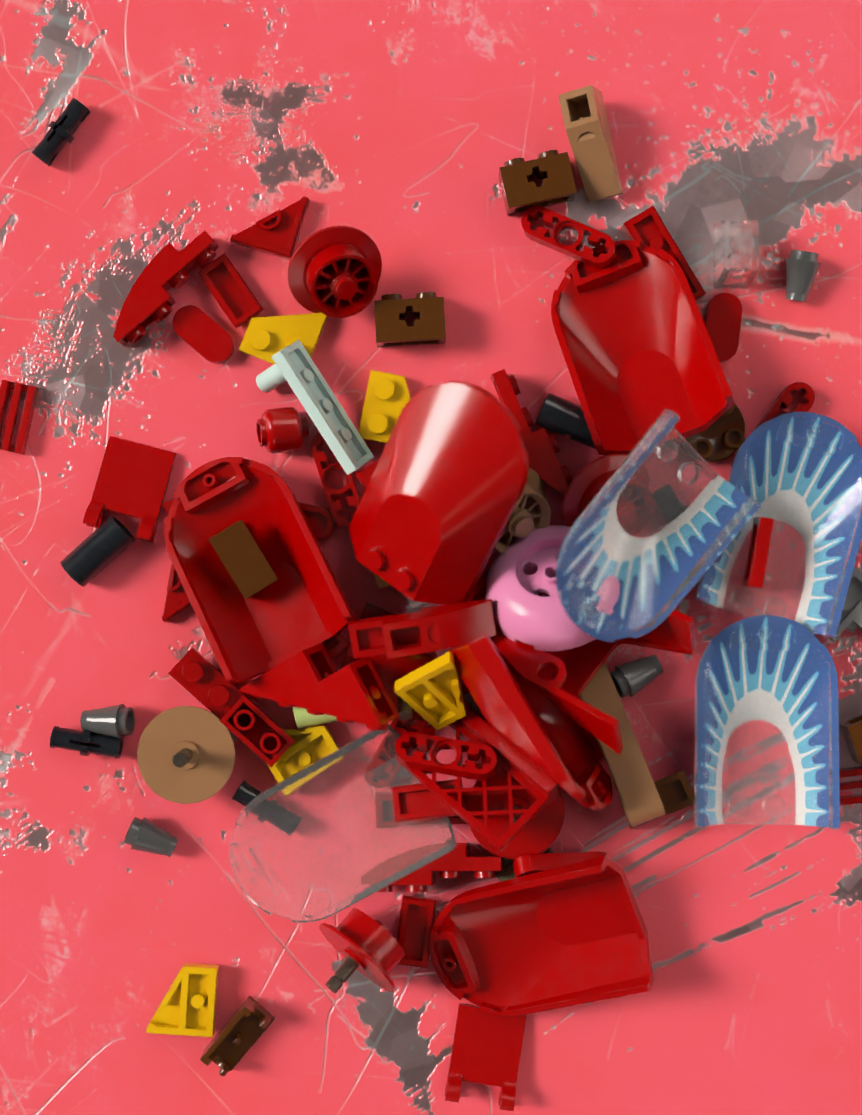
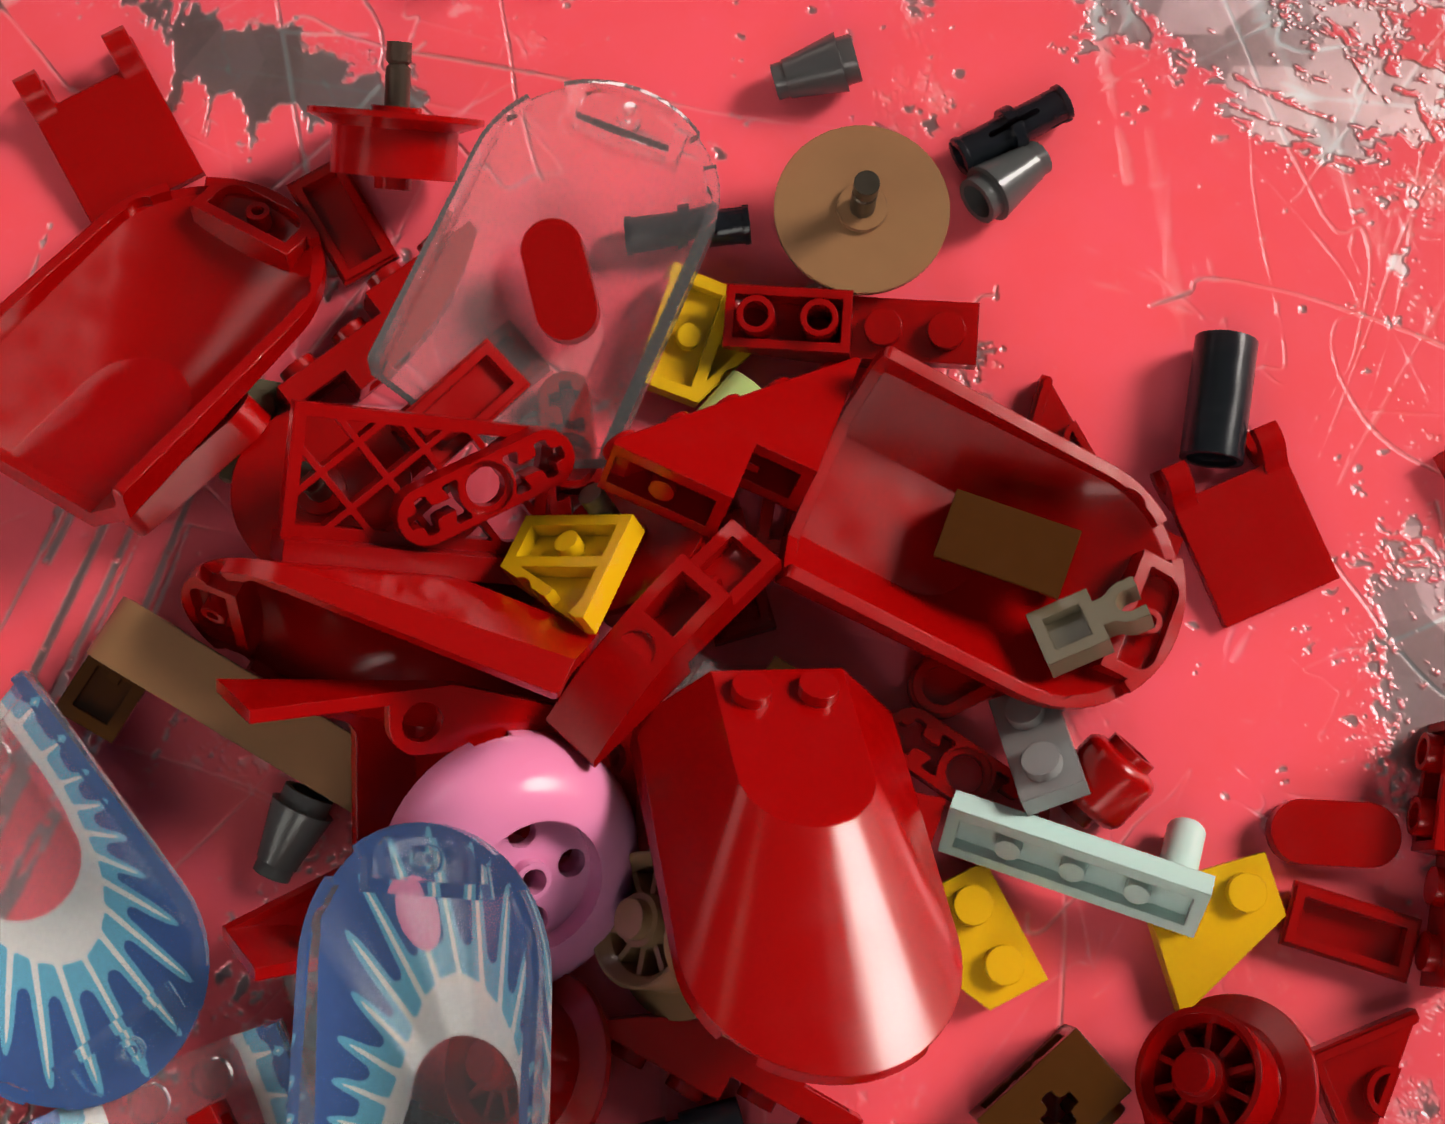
camera: 145 degrees right, 10 degrees down
(242, 500) = (1080, 629): none -> dark tan plate
(301, 461) = (1039, 754): none -> light grey hinge
(342, 825) = (560, 281): none -> red tile

